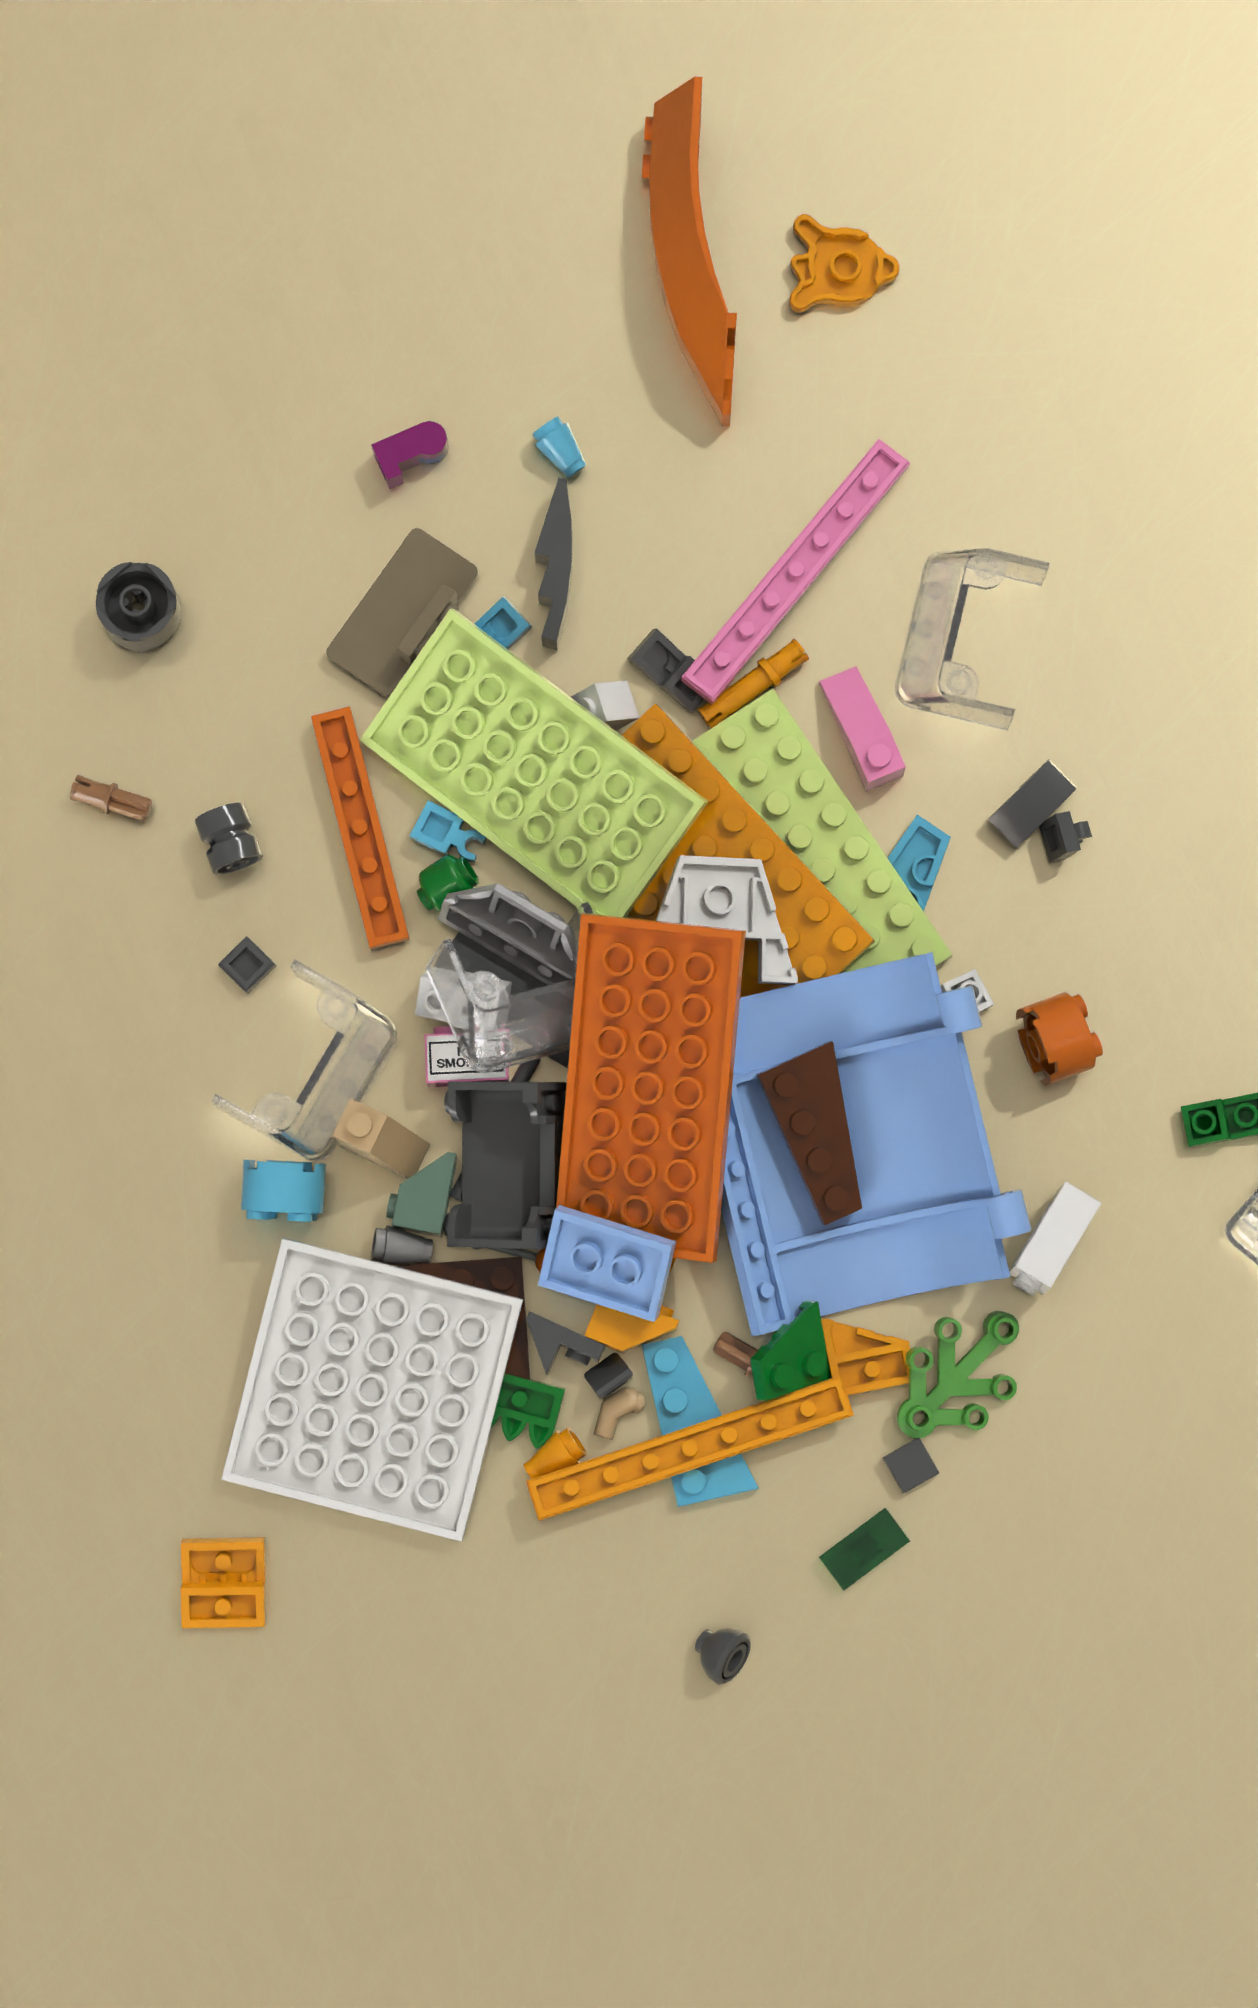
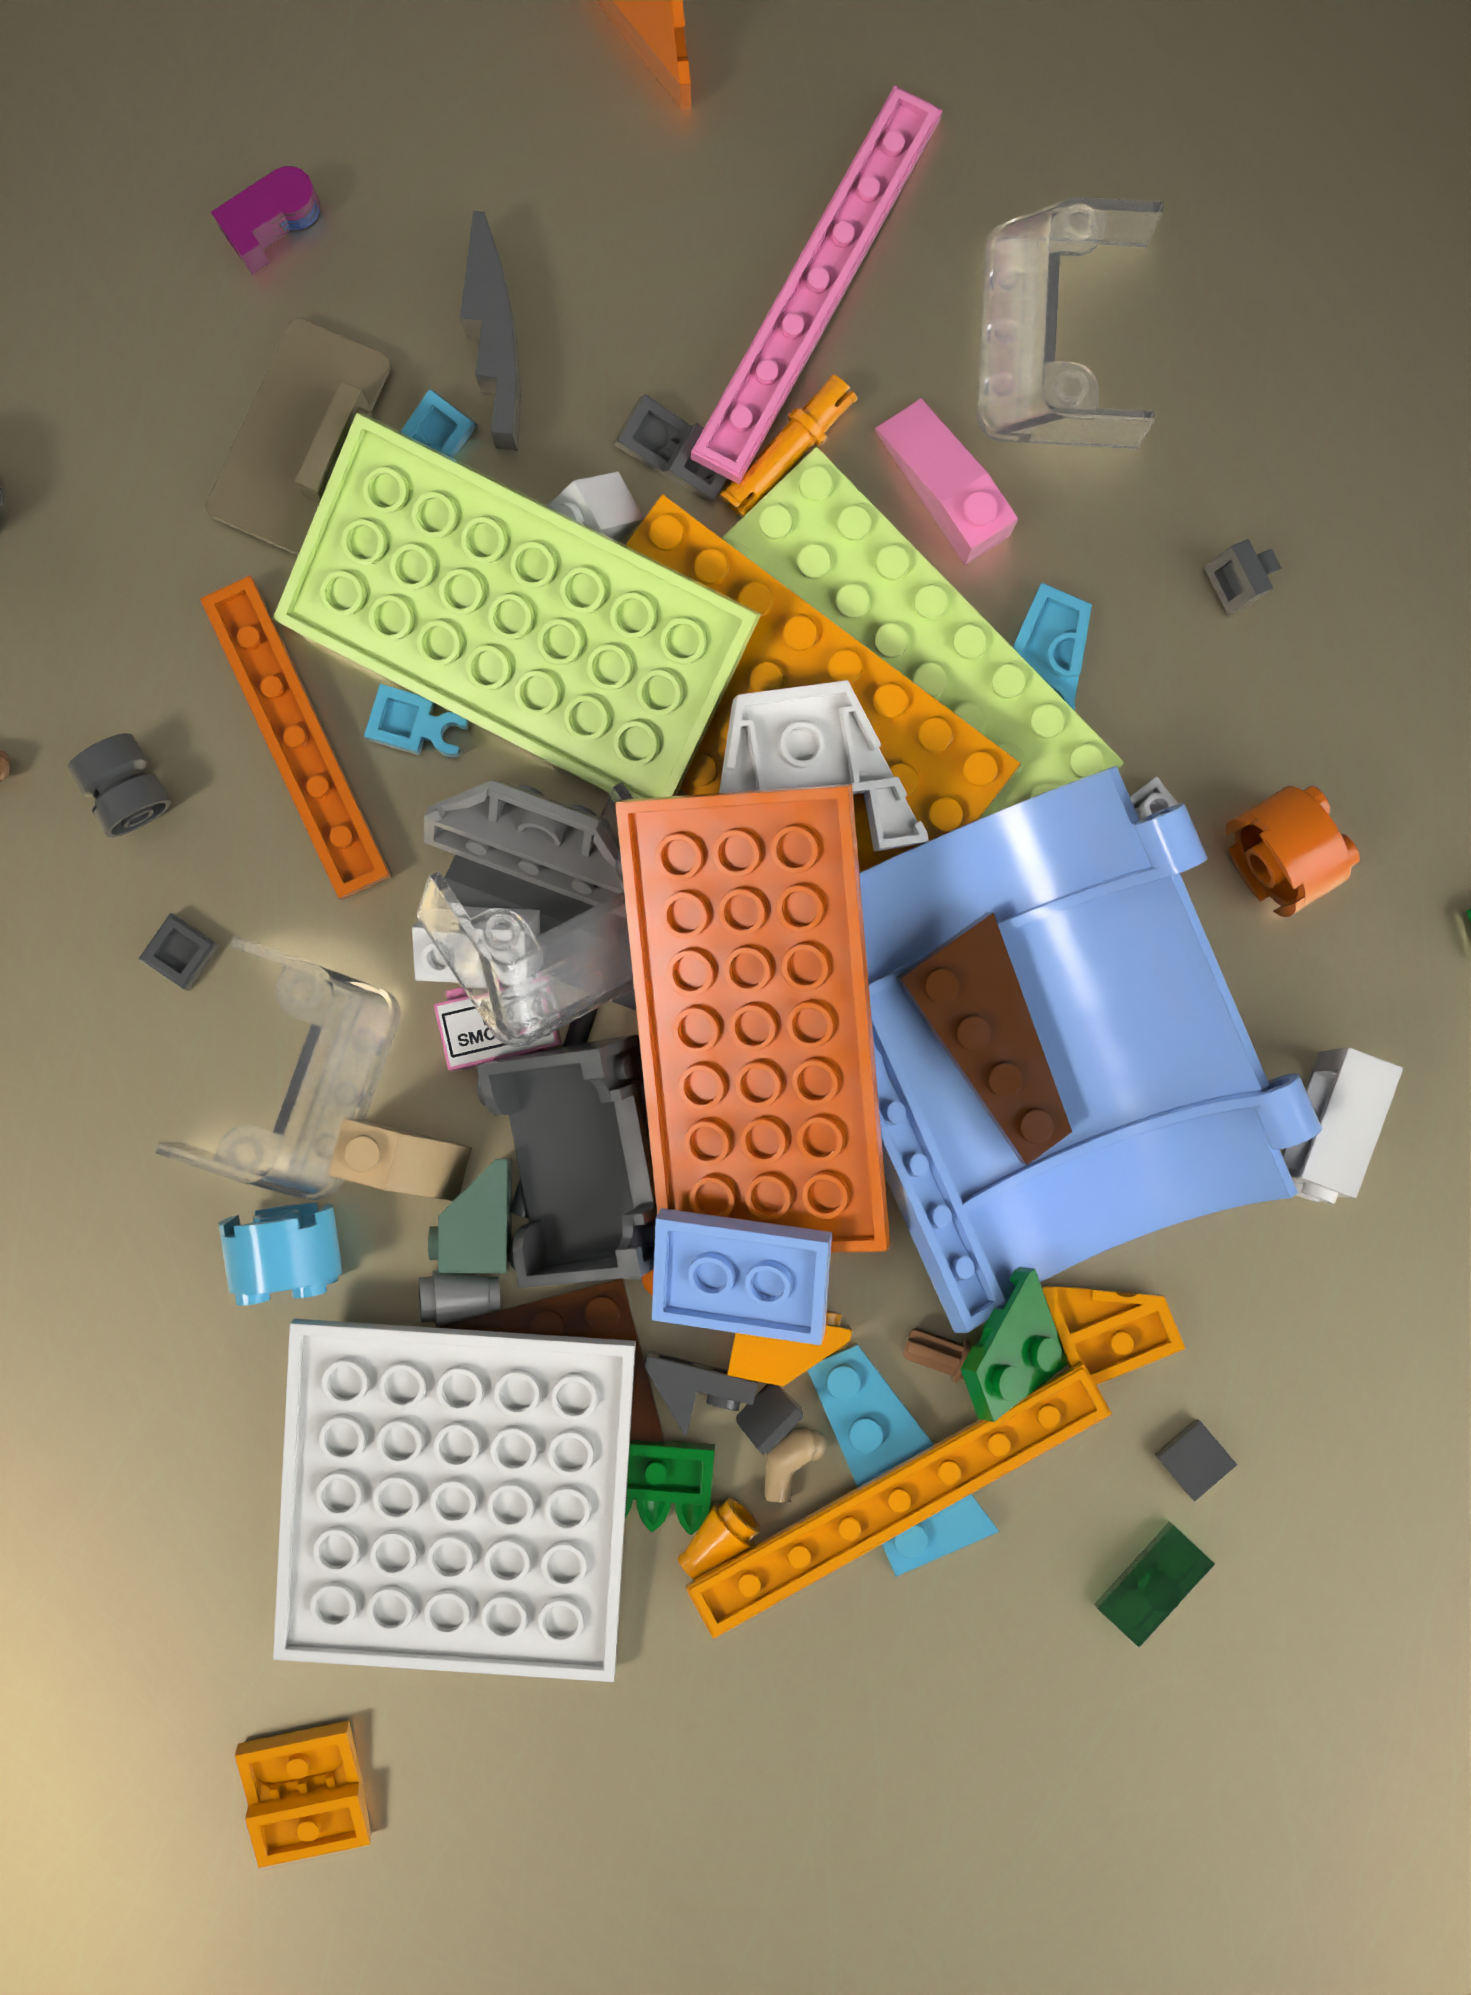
camera: 15 degrees left, 5 degrees up
(445, 877) = (423, 783): green head -> none
(559, 446) = (468, 172): medium azure cone -> none
(723, 1653) = (992, 1764): dark grey brick -> none
(953, 1378) = (1233, 1333): bright green plant -> none
(1032, 803) = (1193, 539): dark grey slope -> none

